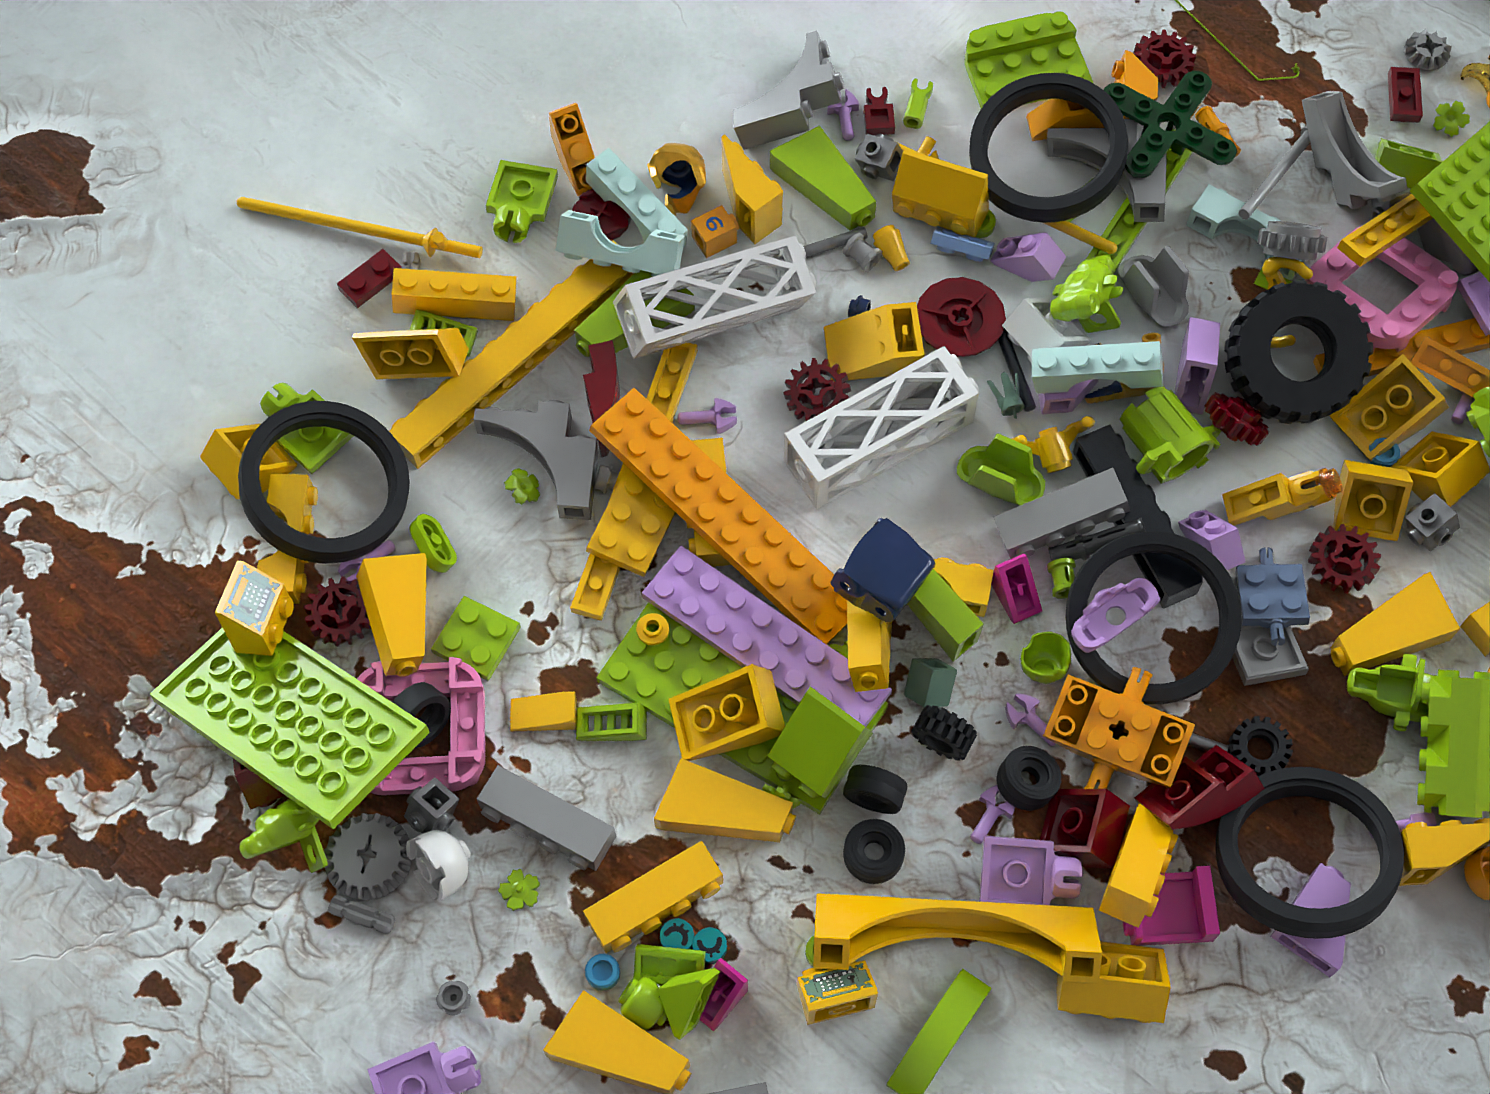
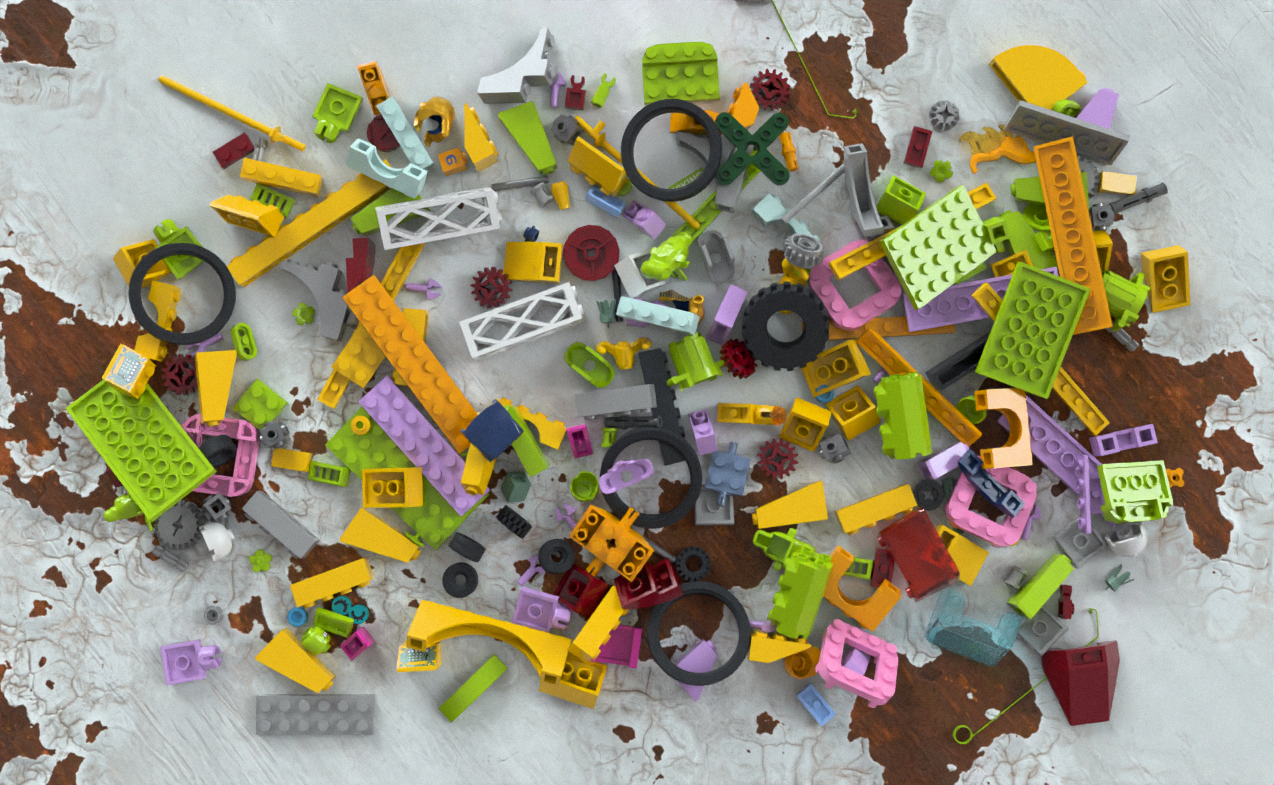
camera: 10 degrees right, 20 degrees up
(510, 673) = (281, 434): none -> flat silver brick
(686, 998) = (336, 645): lime slope -> none
(818, 744) = (439, 518): lime slope -> none

